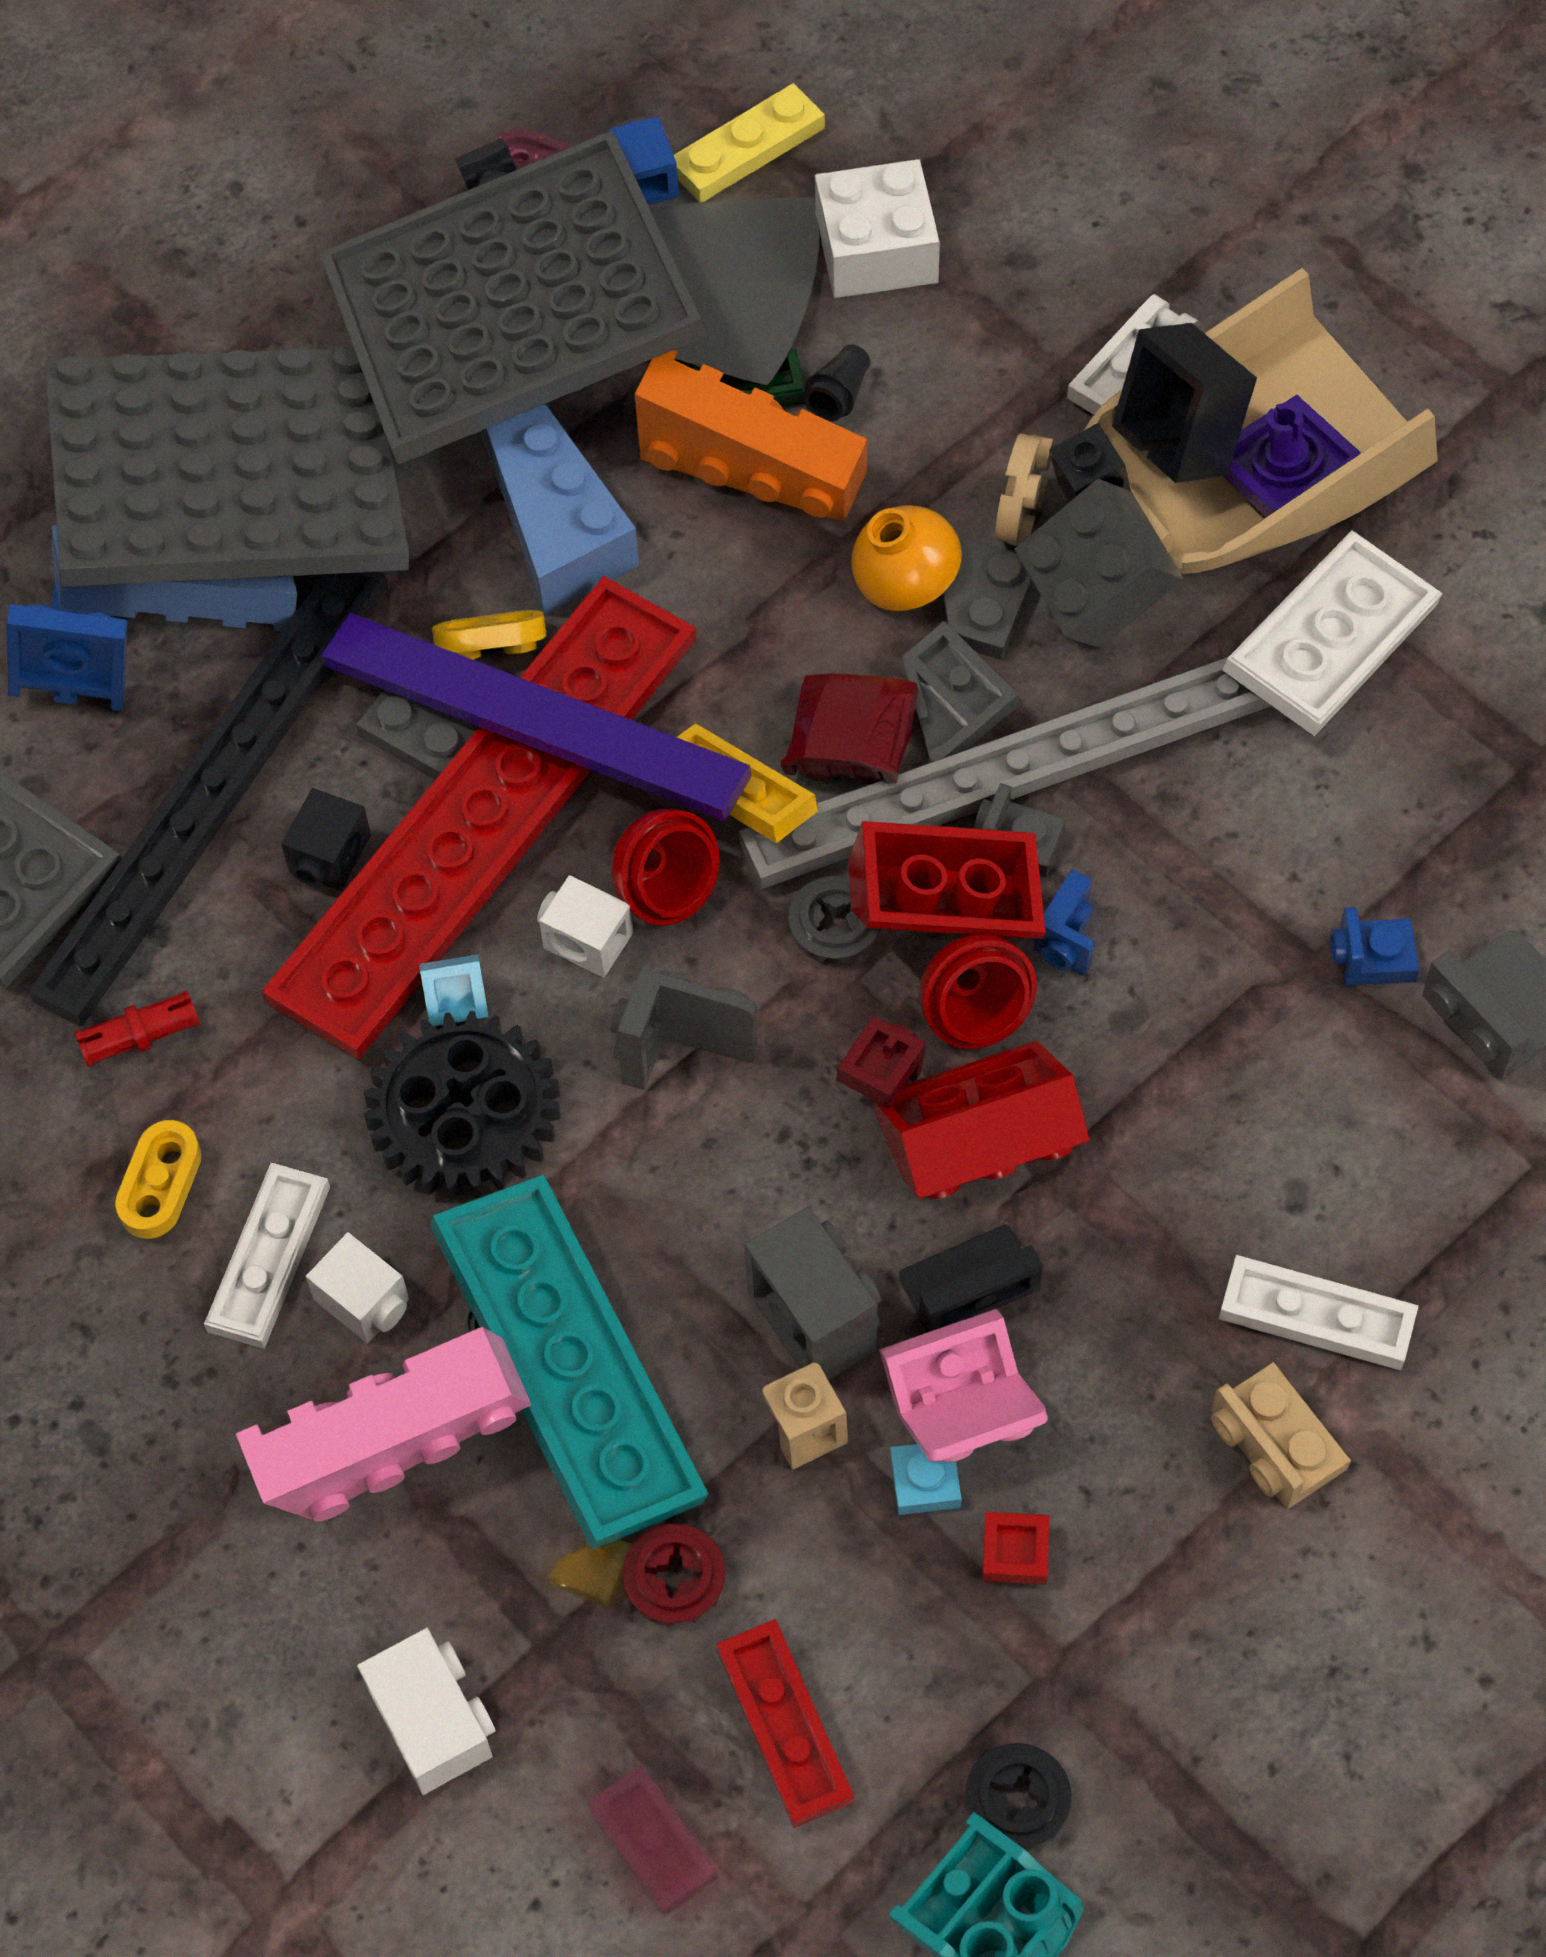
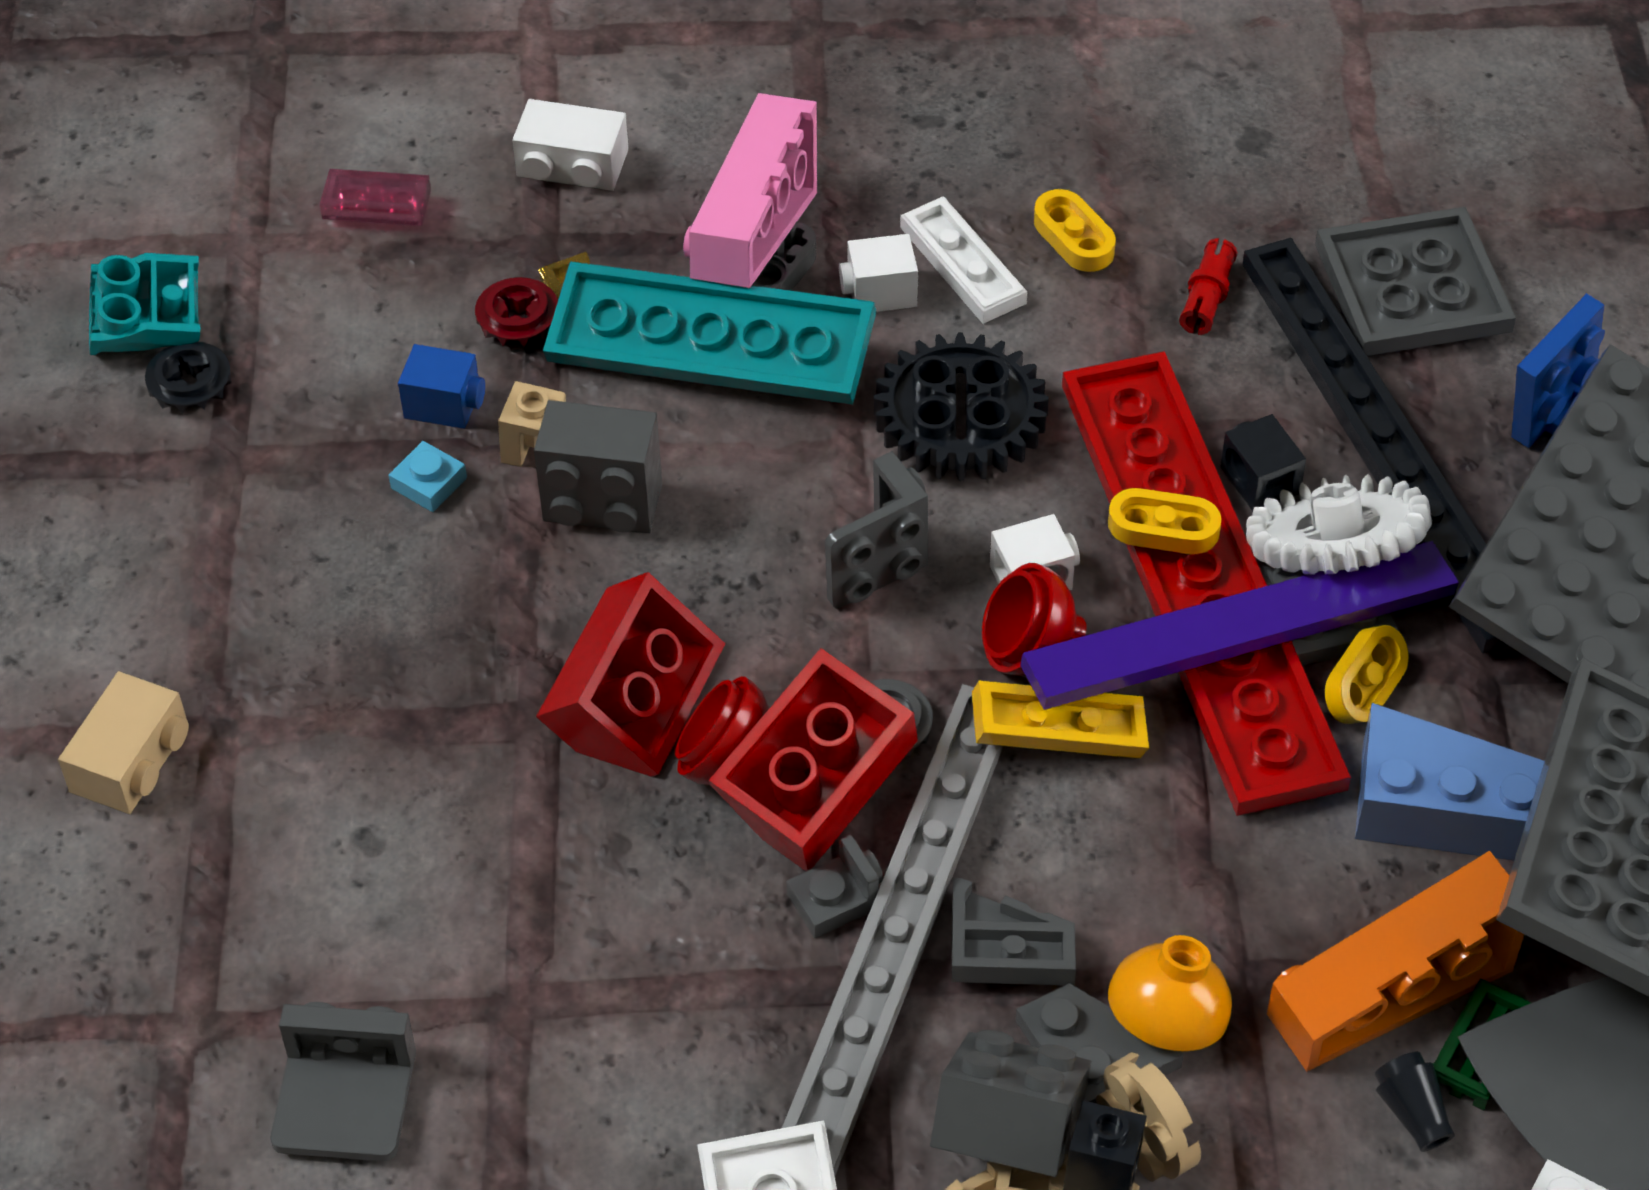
camera: 130 degrees right, 10 degrees down
(316, 713) = (1339, 526): none -> white gear
(453, 987) = (1058, 456): medium azure plate -> none
(477, 842) = (1164, 521): none -> yellow plate
(785, 1723) = (365, 297): red plate -> none
(829, 1543) = (440, 386): none -> blue brick
(851, 727) = (1034, 831): dark red slope -> none
(882, 1061) = (731, 640): dark red bracket -> none
(961, 1388) = (440, 508): bright pink bracket -> none
(971, 1278) = (524, 593): black panel -> none
(1015, 1548) = (325, 479): red plate -> none
(1065, 922) = (721, 839): blue bracket -> none
(1278, 1435) = (226, 671): tan bracket -> none
(1318, 1312) = (268, 764): white plate -> none
(1374, 950) = (485, 1045): blue bracket -> none
(1415, 1434) = (124, 743): none -> tan brick

